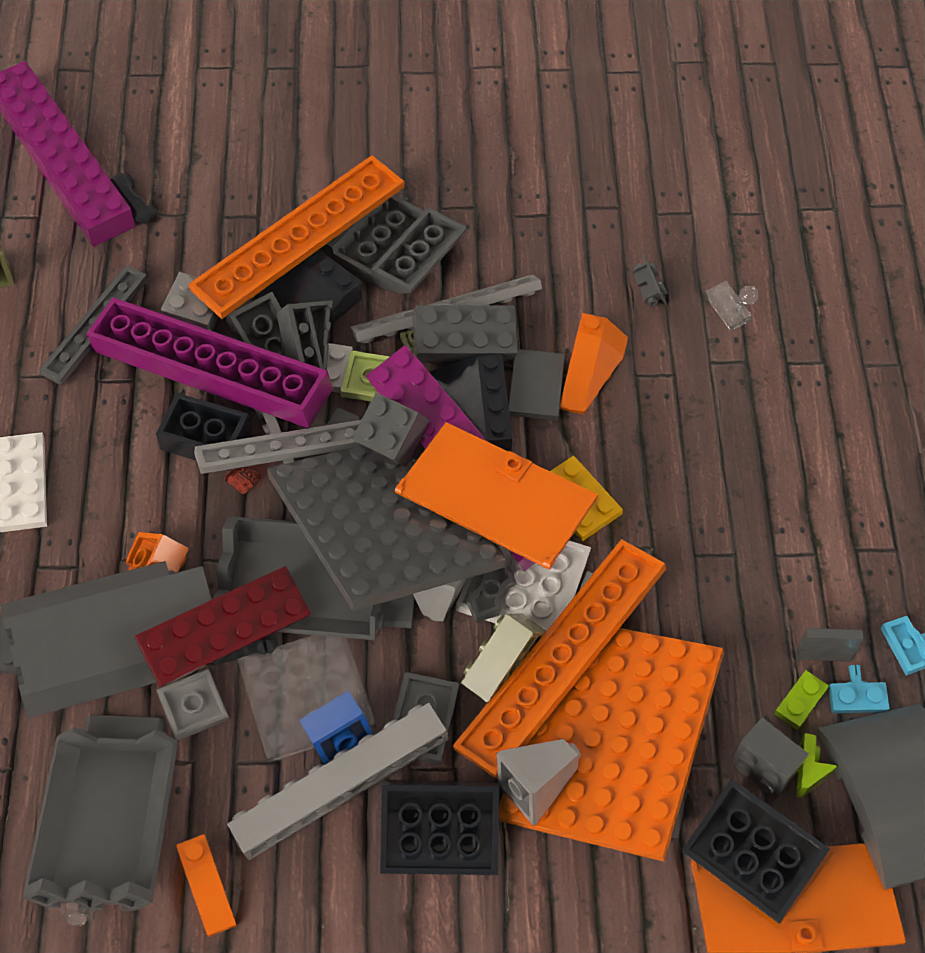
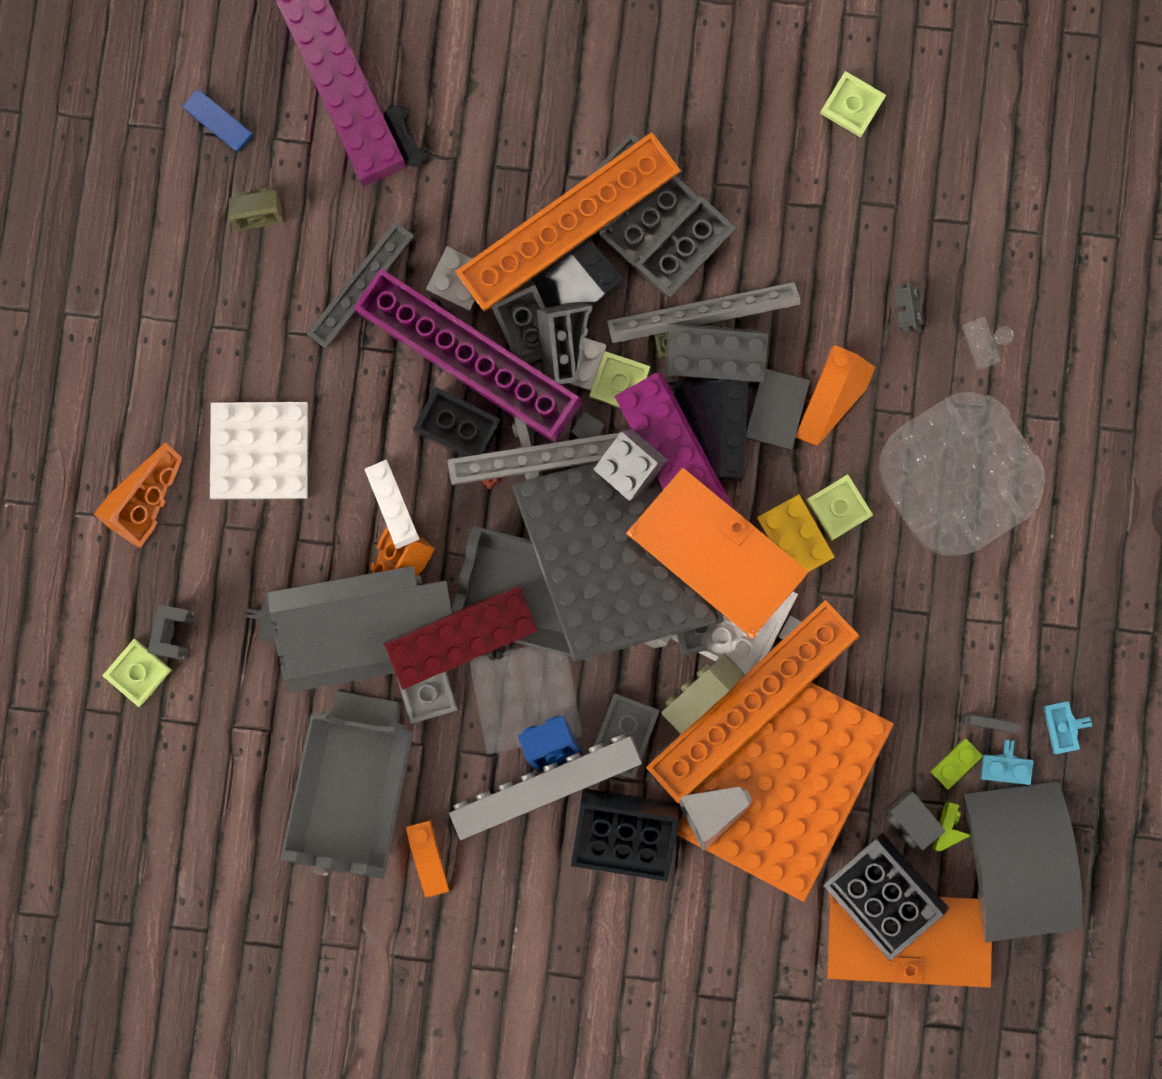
camera: 10 degrees right, 25 degrees up
(138, 509) = (391, 504): none -> white plate
(560, 130) = (852, 104): none -> yellowish green plate
(618, 465) = (839, 507): none -> yellowish green tile
(736, 418) = (961, 474): none -> clear plate

